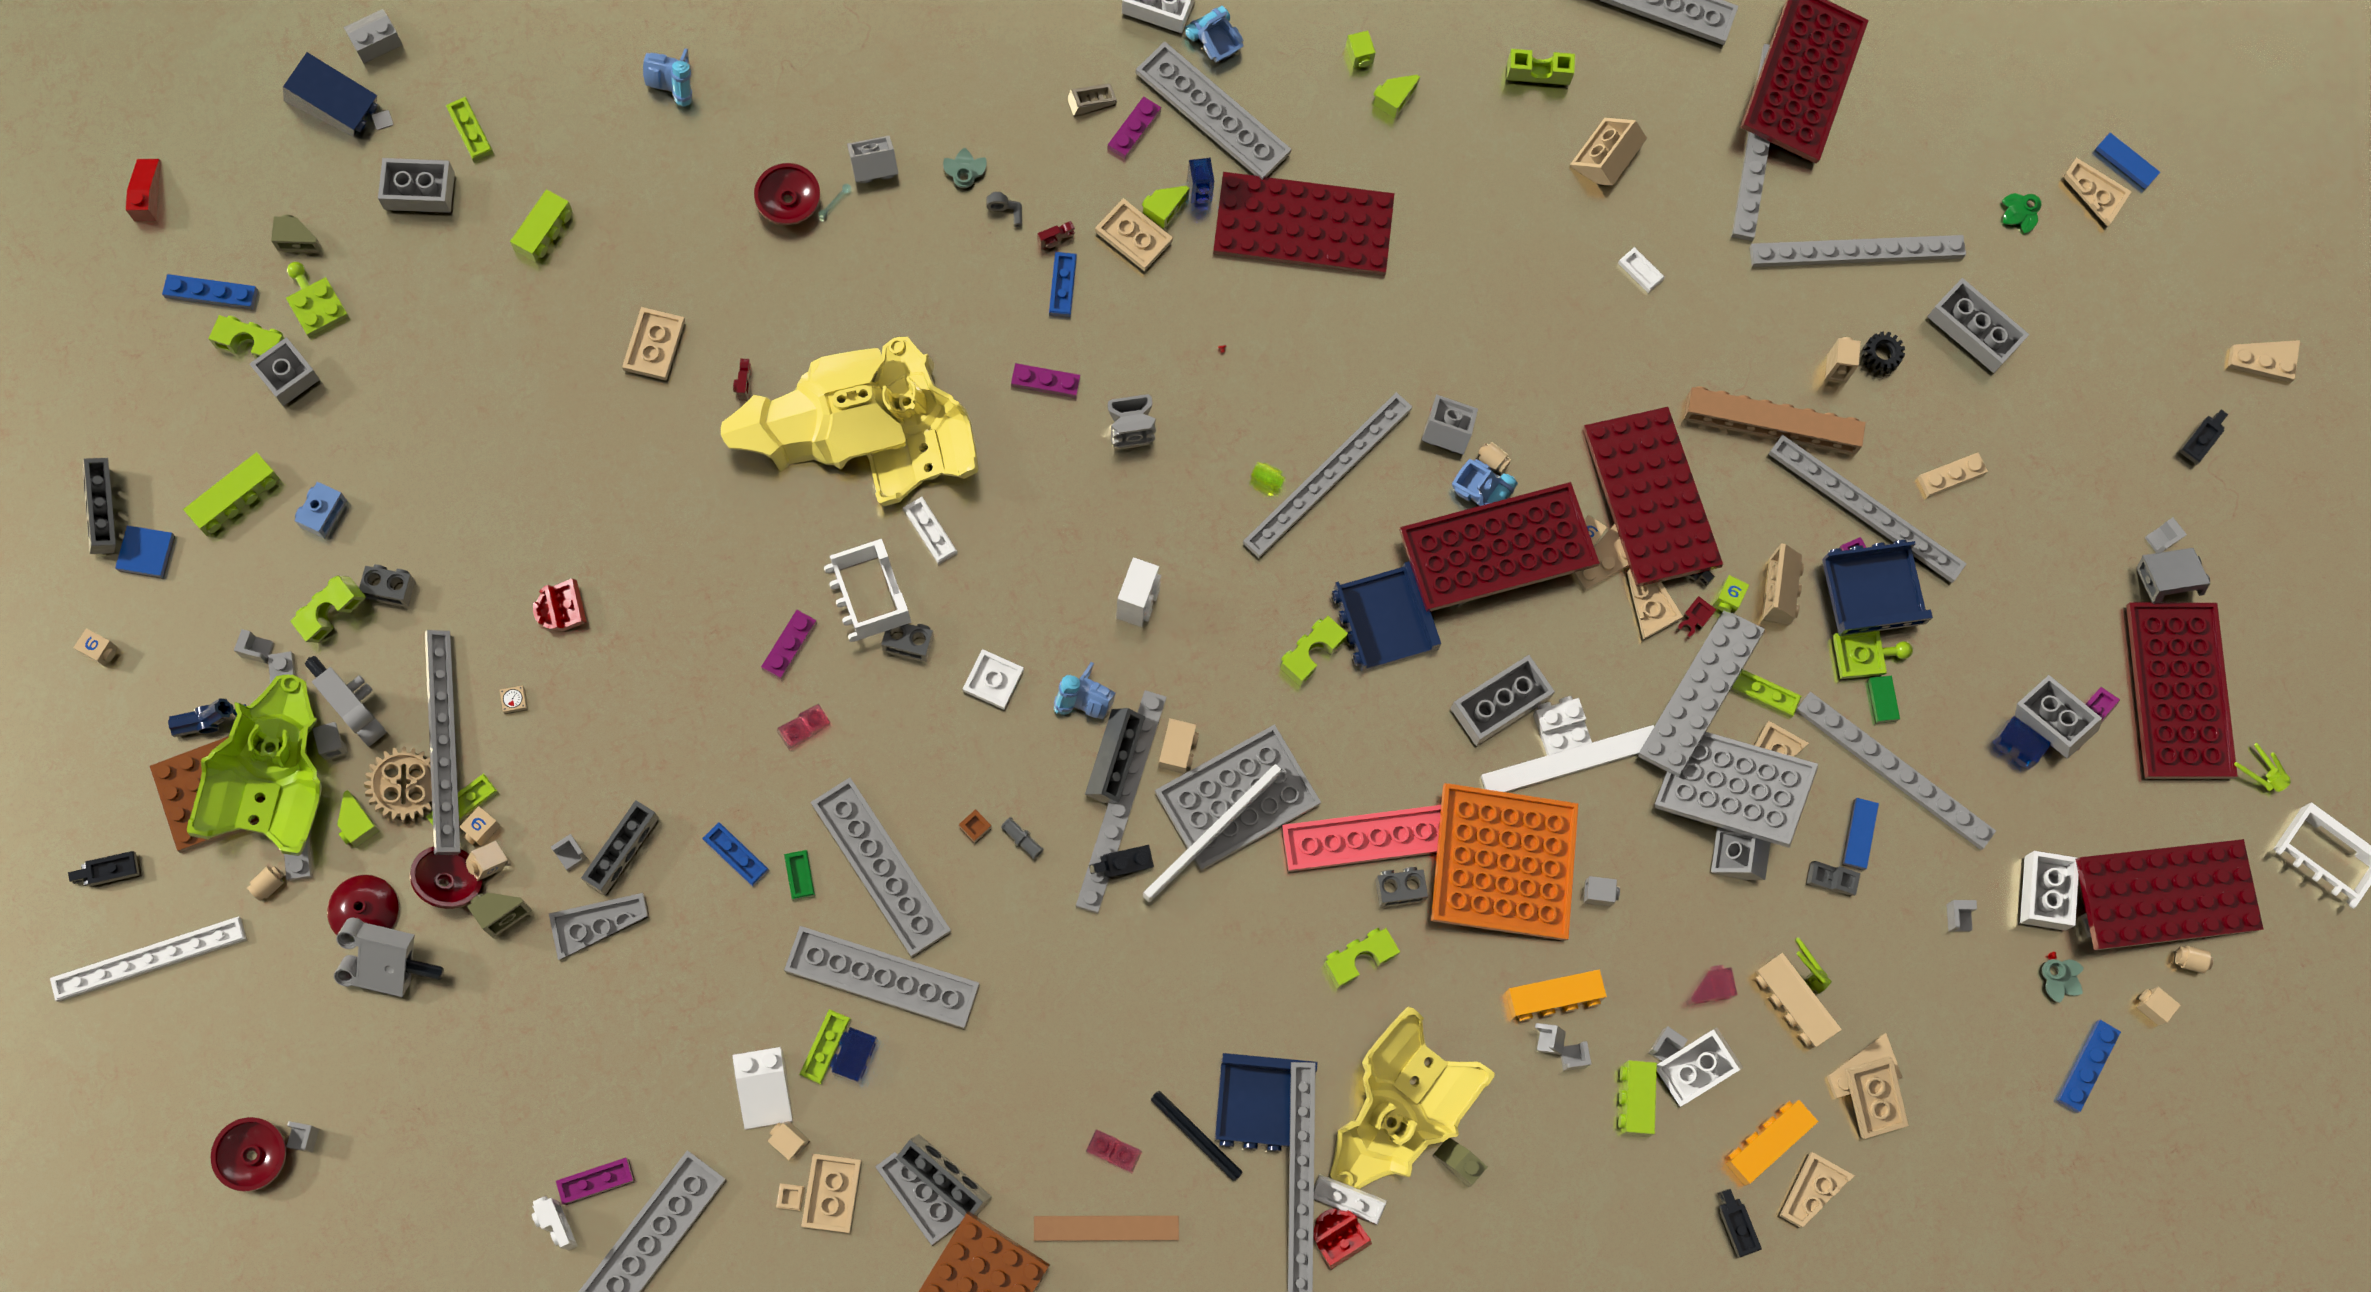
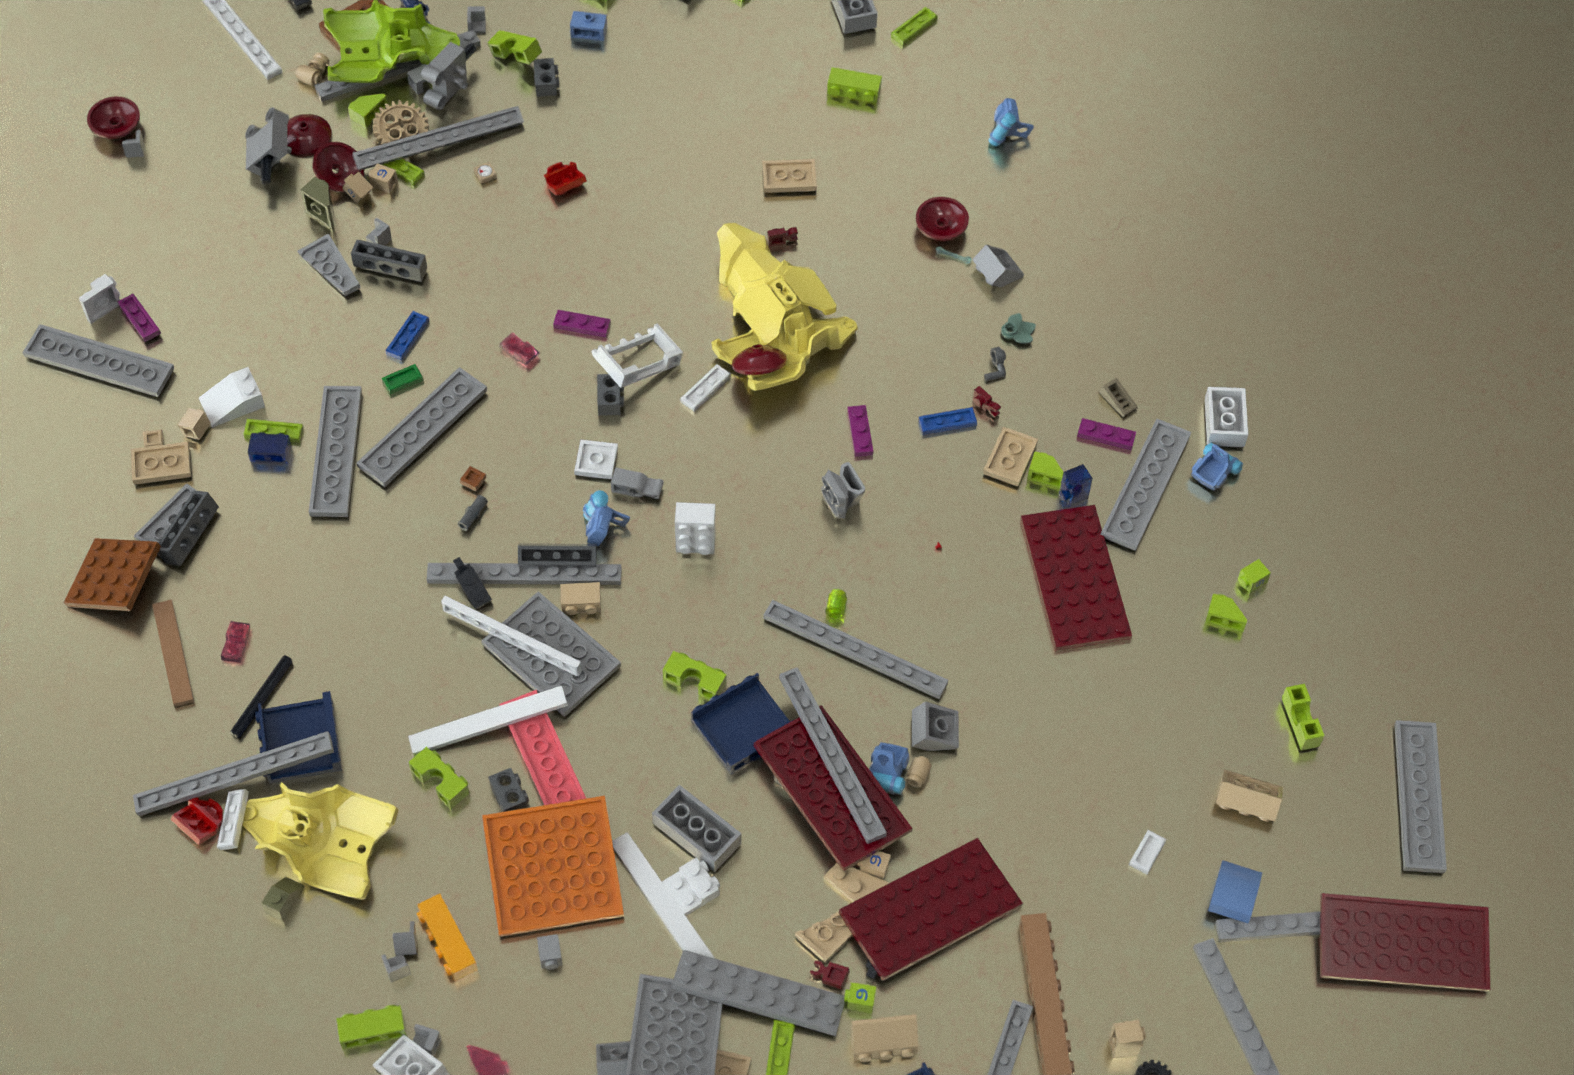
camera: 80 degrees right, 15 degrees down
(250, 864) = (319, 62): none -> tan wheel
(929, 456) = (759, 360): none -> dark red dish
(1043, 644) = (635, 484): none -> light grey piece
(1308, 886) = (488, 720): none -> white tile
(1468, 533) = (832, 755): none -> light grey plate
(1710, 203) = (1235, 891): none -> medium blue slope

